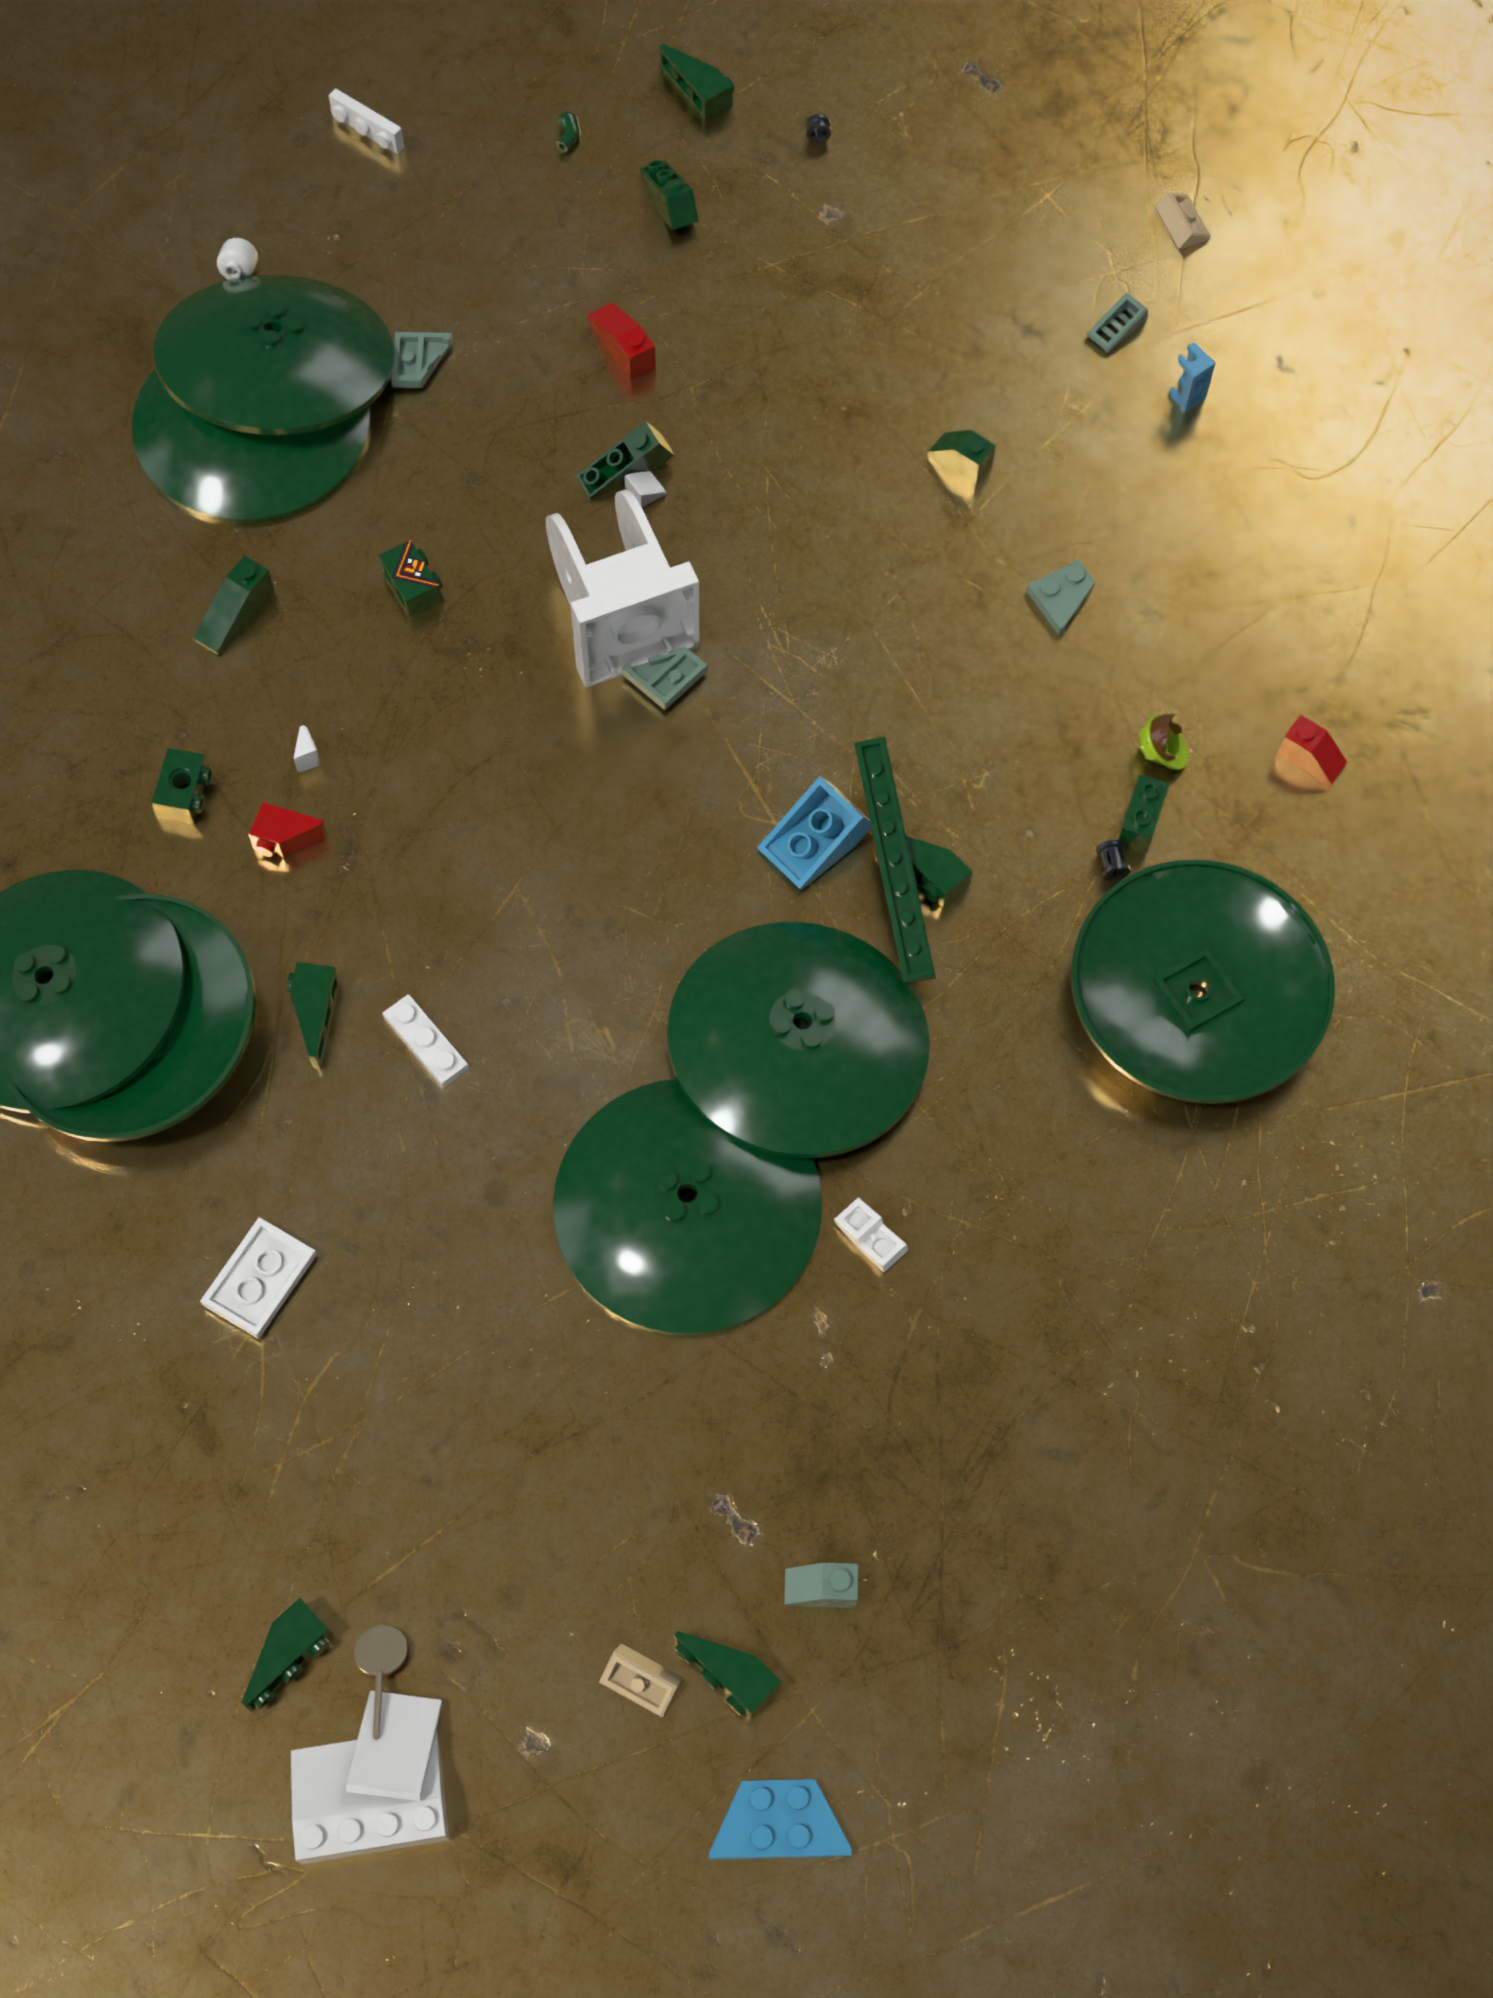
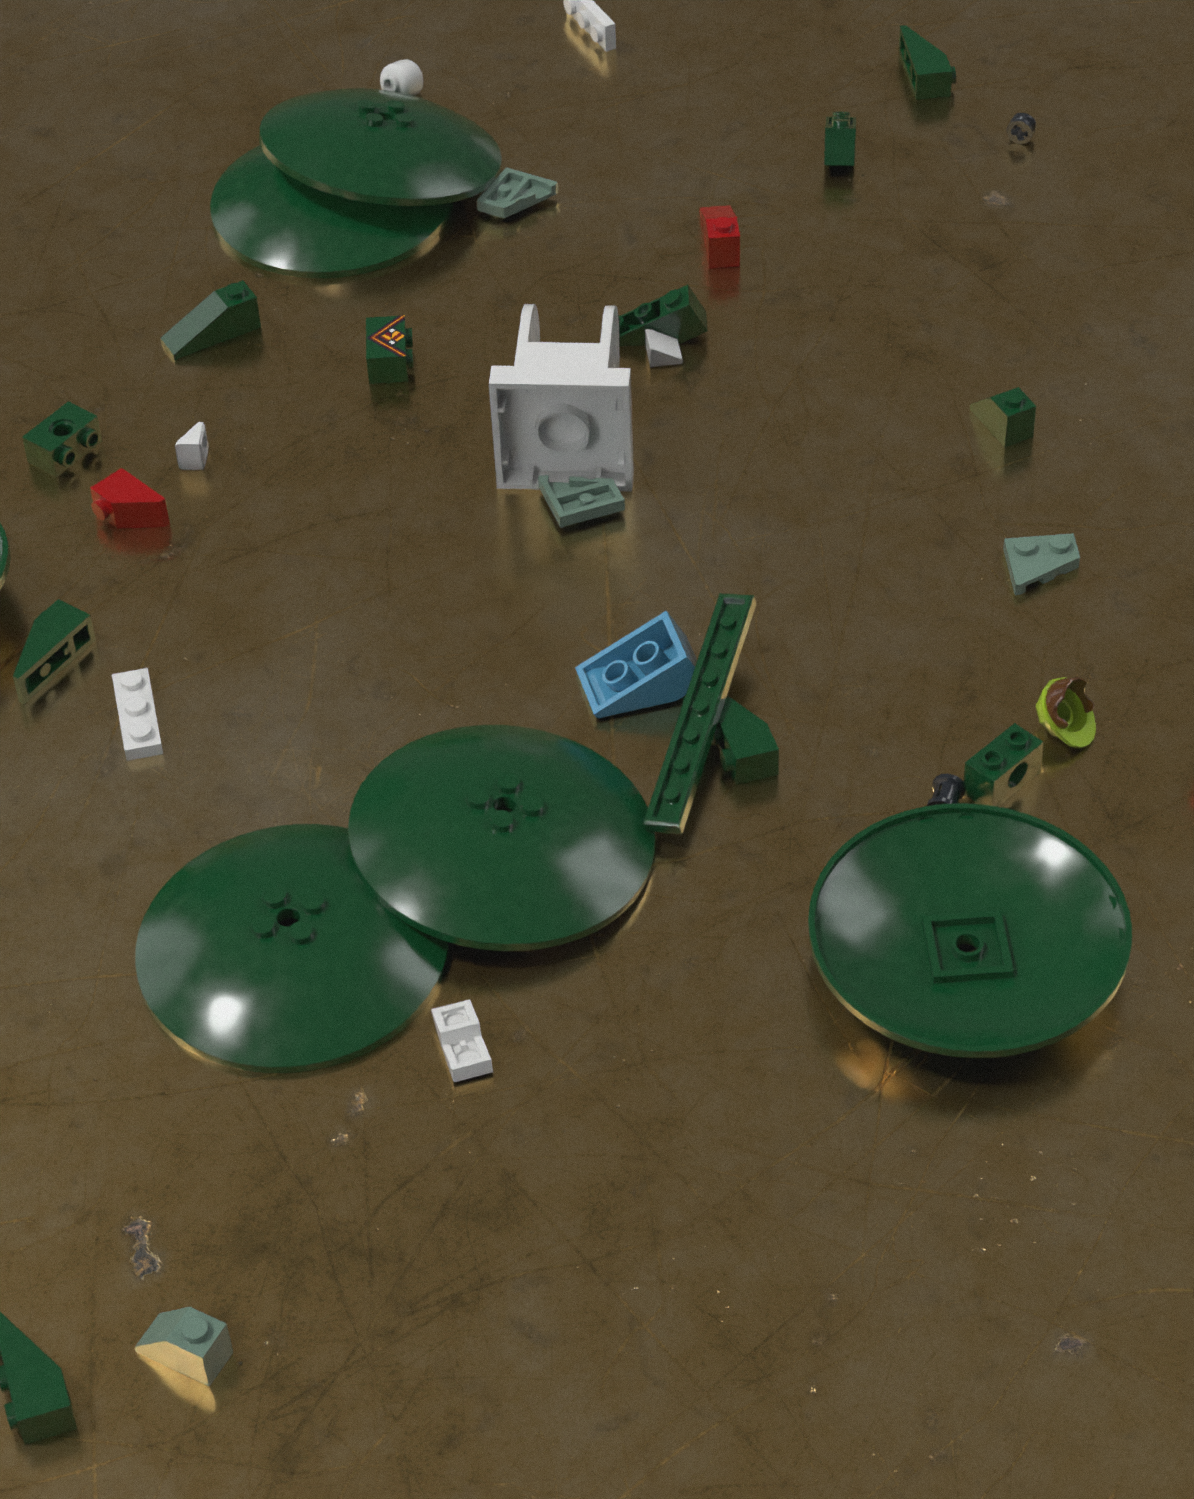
camera: 30 degrees right, 20 degrees down
(571, 131) = (777, 74): dark green arm -> none

